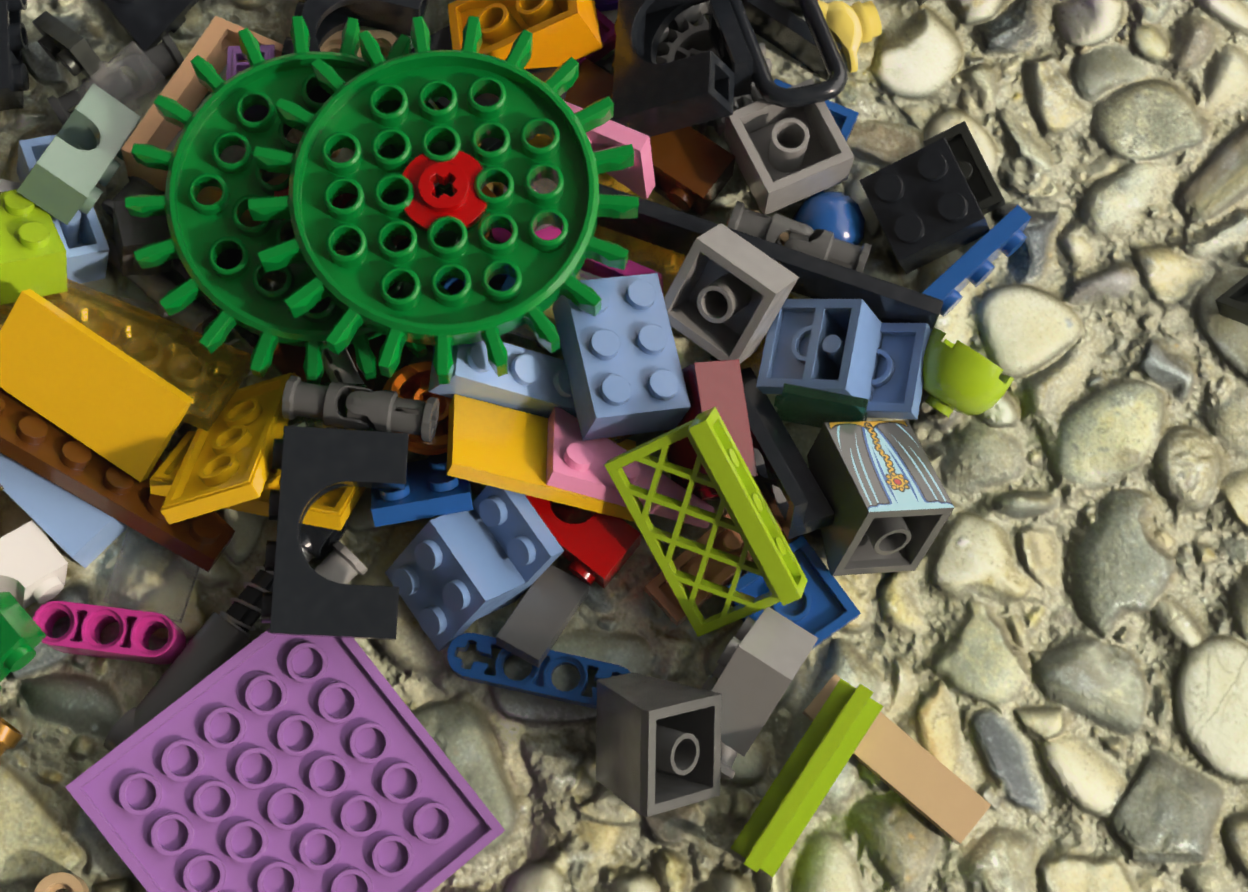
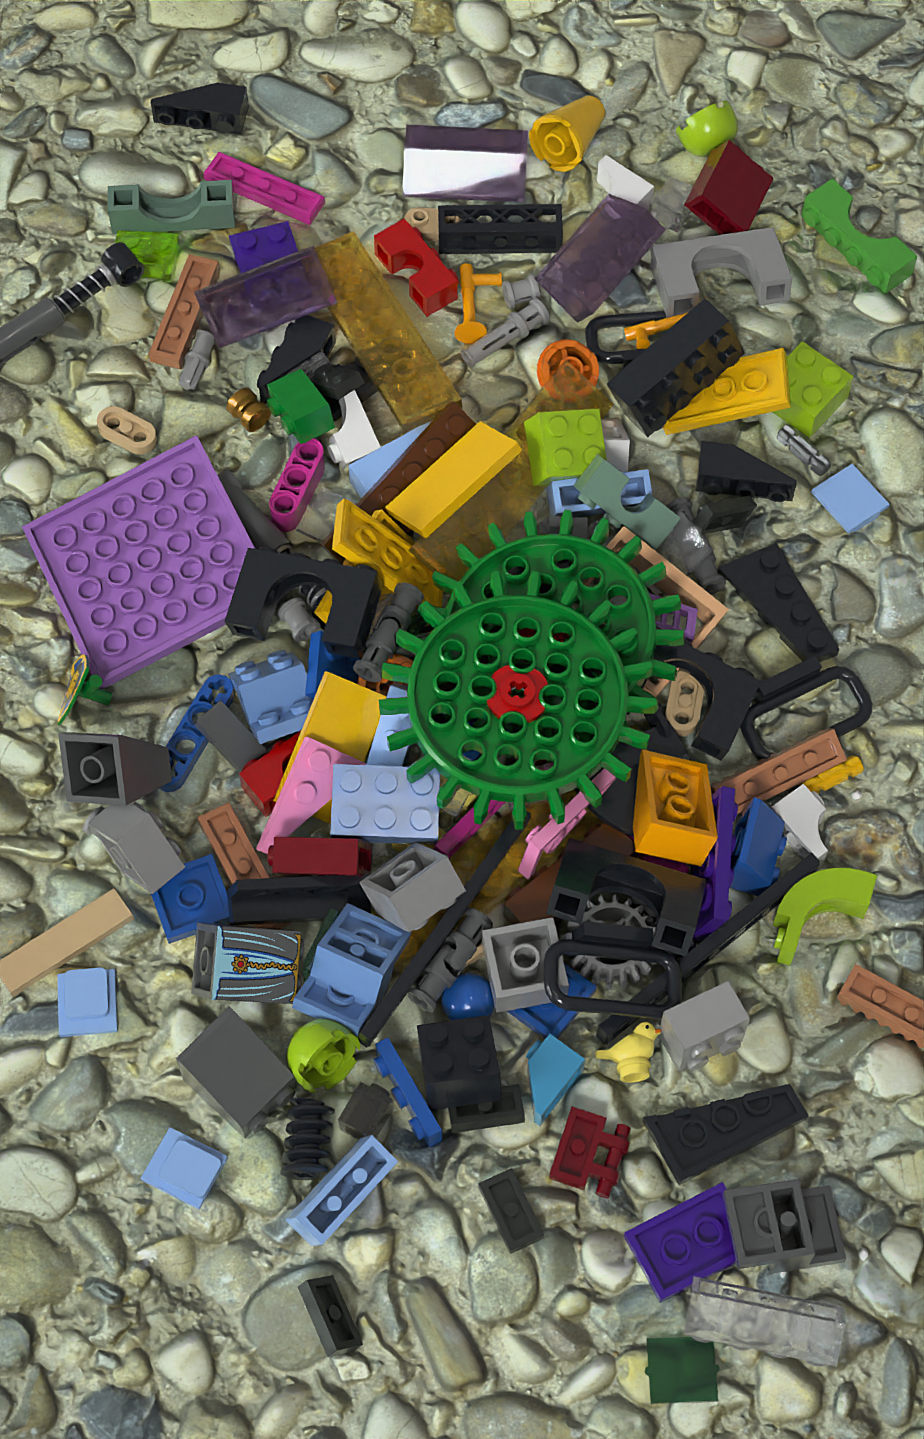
camera: 105 degrees right, 10 degrees down
(516, 854) = (76, 687): none -> shield
(745, 506) = (257, 844): lime fence -> none
(806, 777) = (63, 870): lime fence -> none
(904, 109) = (550, 1074): none -> dark azure slope
(967, 701) = (87, 1002): none -> light blue piece
(977, 62) = (578, 1149): none -> dark red plate
(1013, 305) = (366, 1111): none -> clear smoke brick
(1020, 470) = (236, 1073): none -> dark grey slope
(1070, 361) = (306, 1138): none -> black piece
(1075, 120) = (511, 1211): none -> pearl dark grey plate
(1126, 305) = (341, 1190): none -> light blue brick
(1142, 512) = (184, 1168): none -> light blue piece

